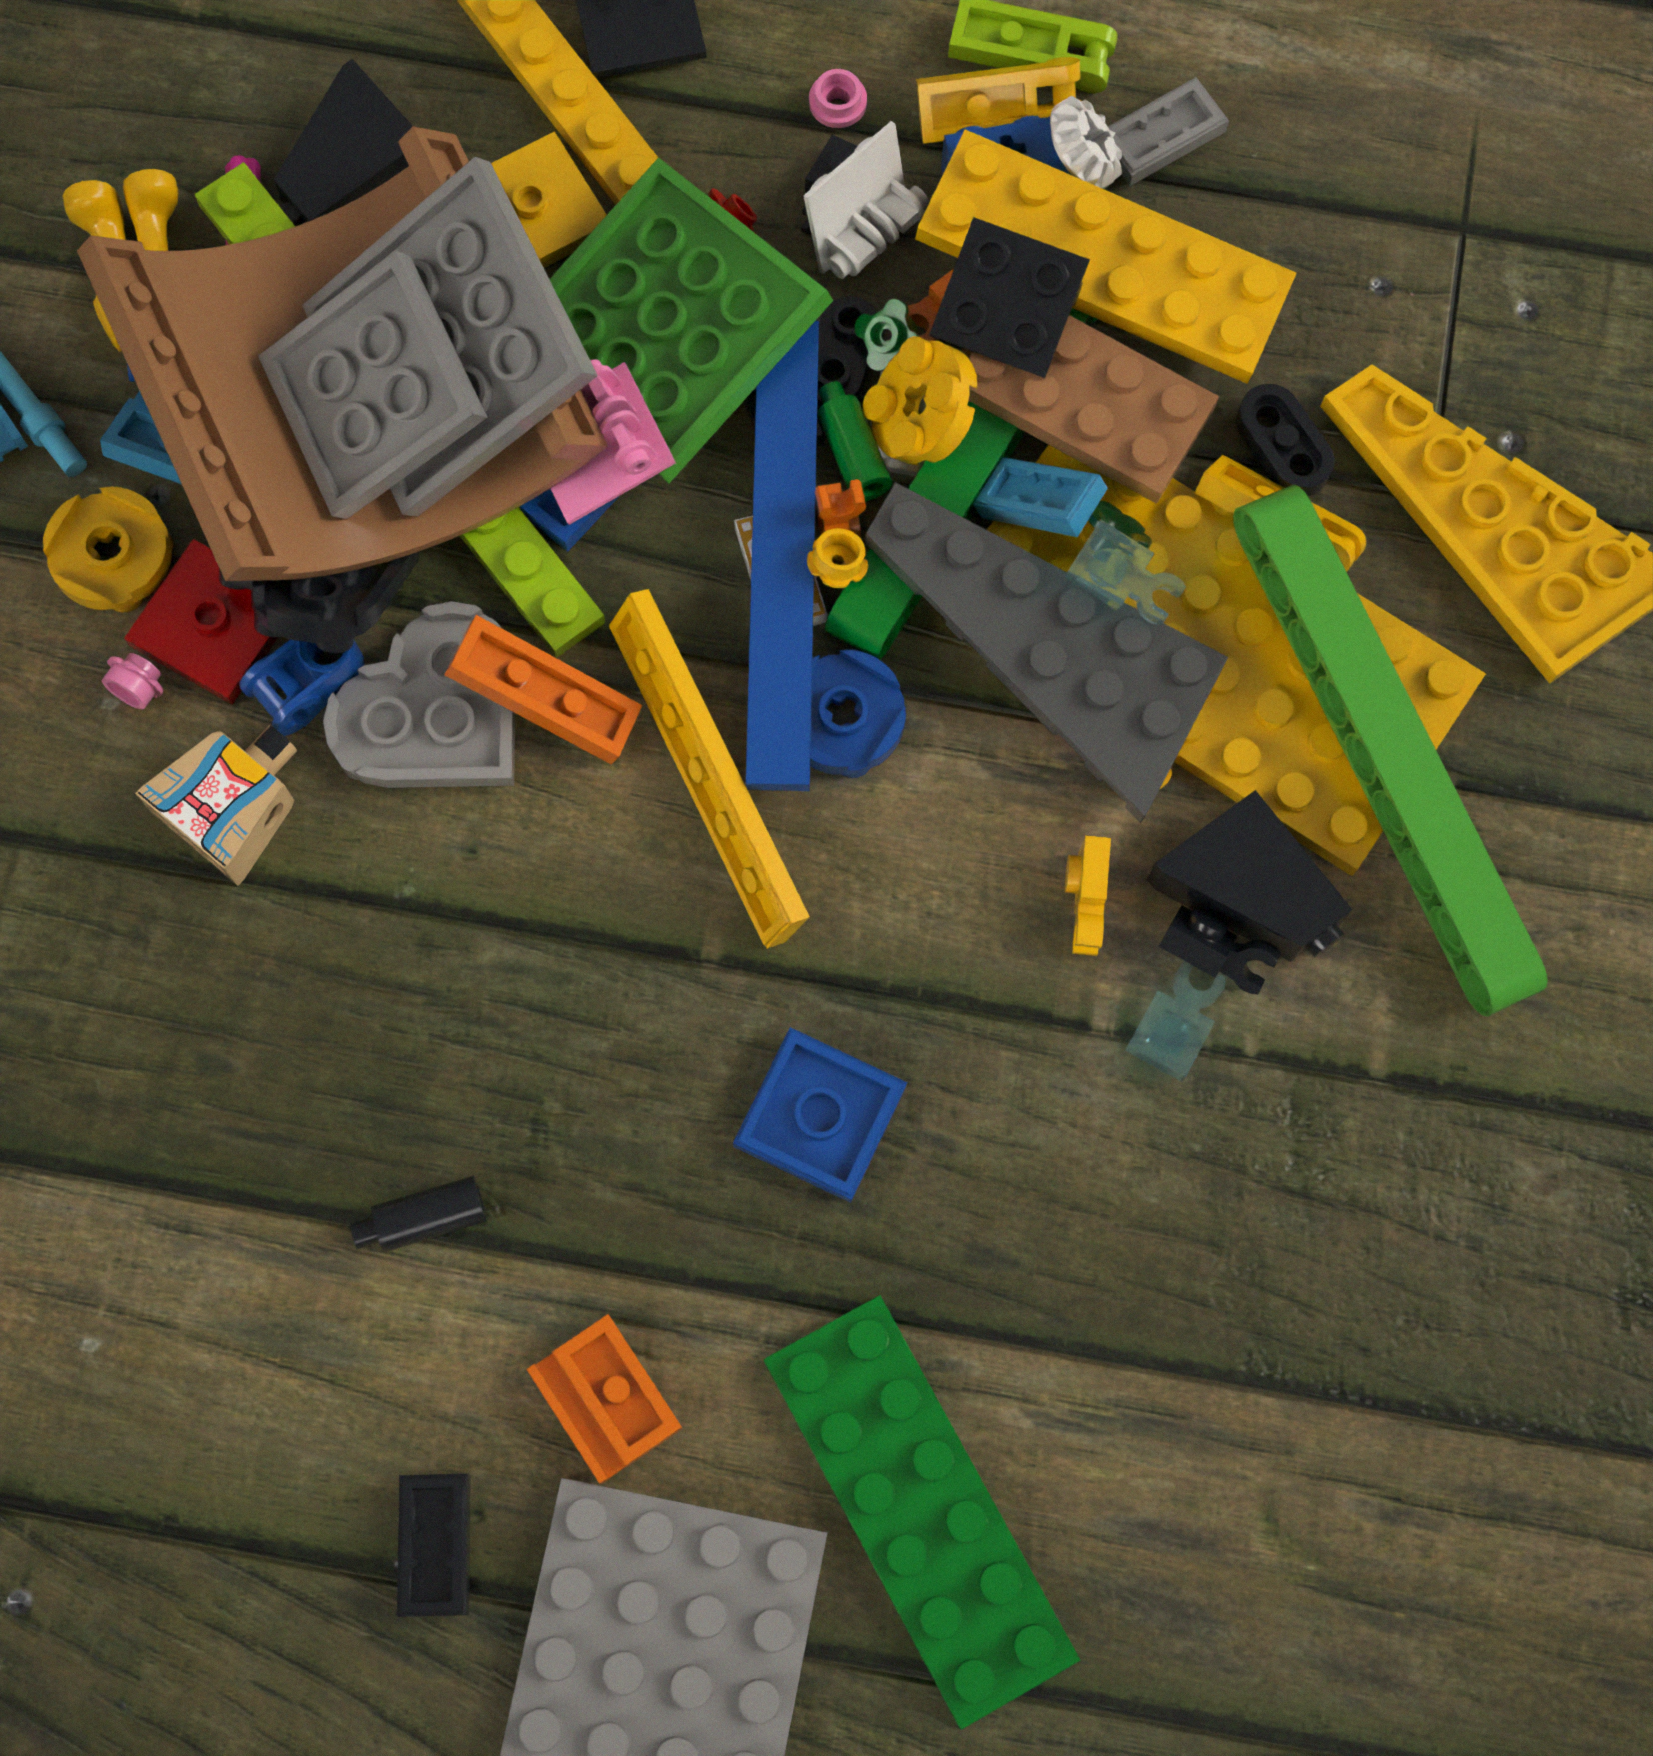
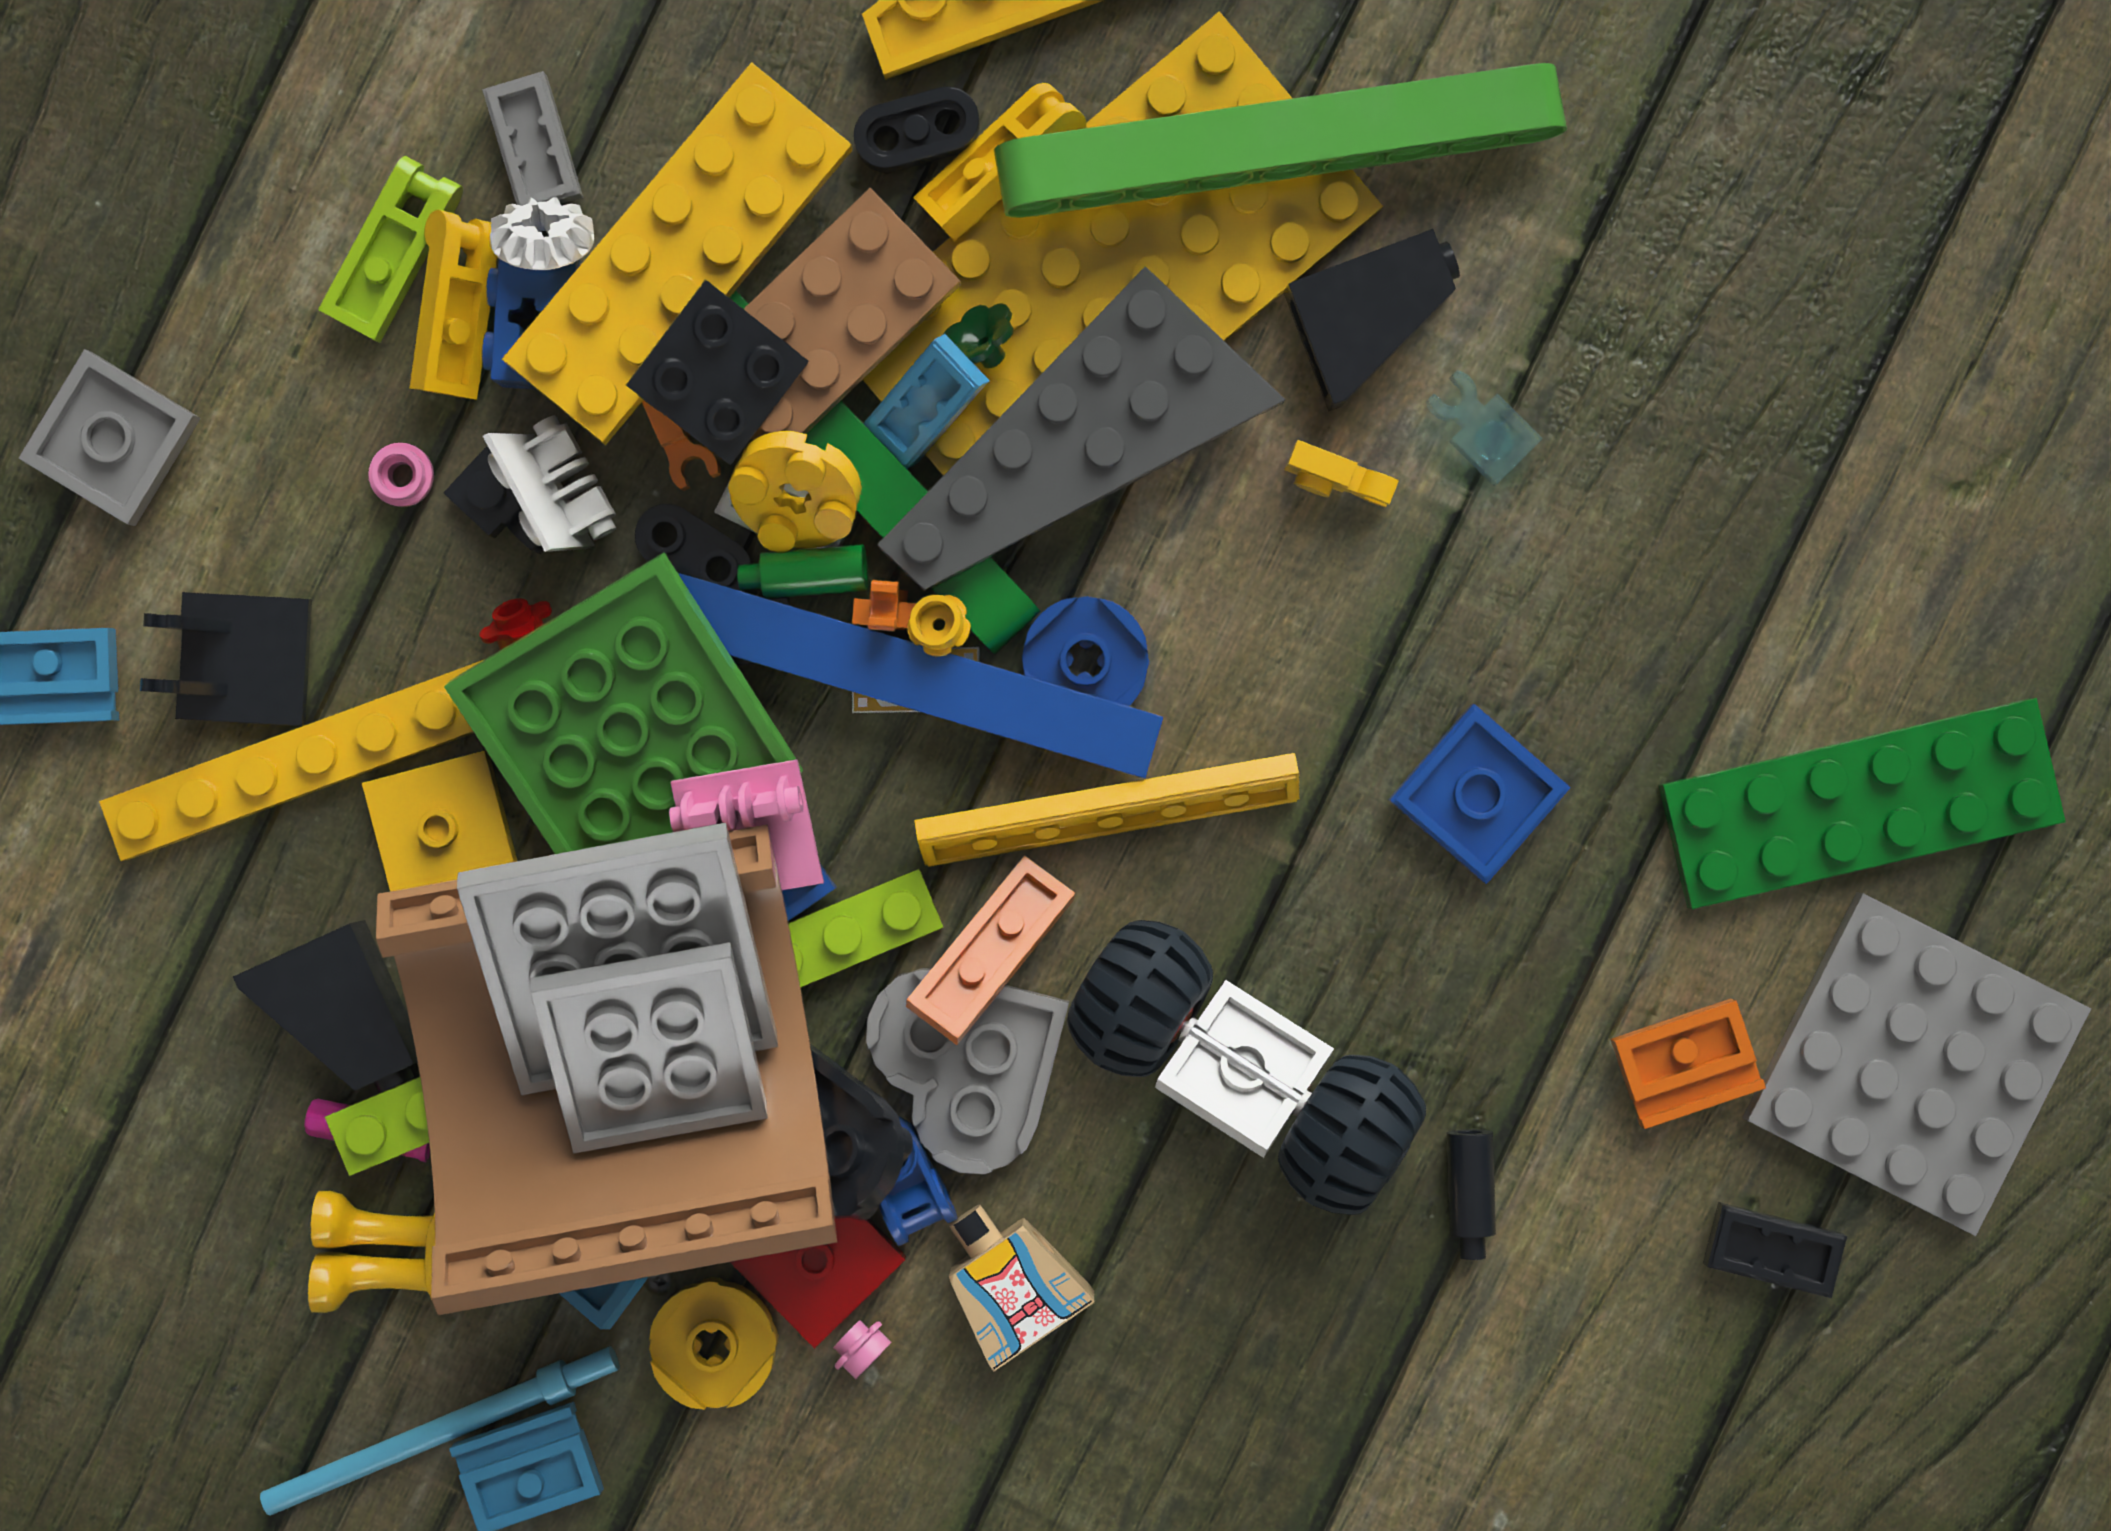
camera: 70 degrees left, 15 degrees up
(458, 1045) = (1245, 1067): none -> black plate
(872, 328) = (695, 486): green plate -> none
(1114, 568) = (1037, 352): clear light blue plate -> none
(1208, 945) = (1423, 376): black plate -> none

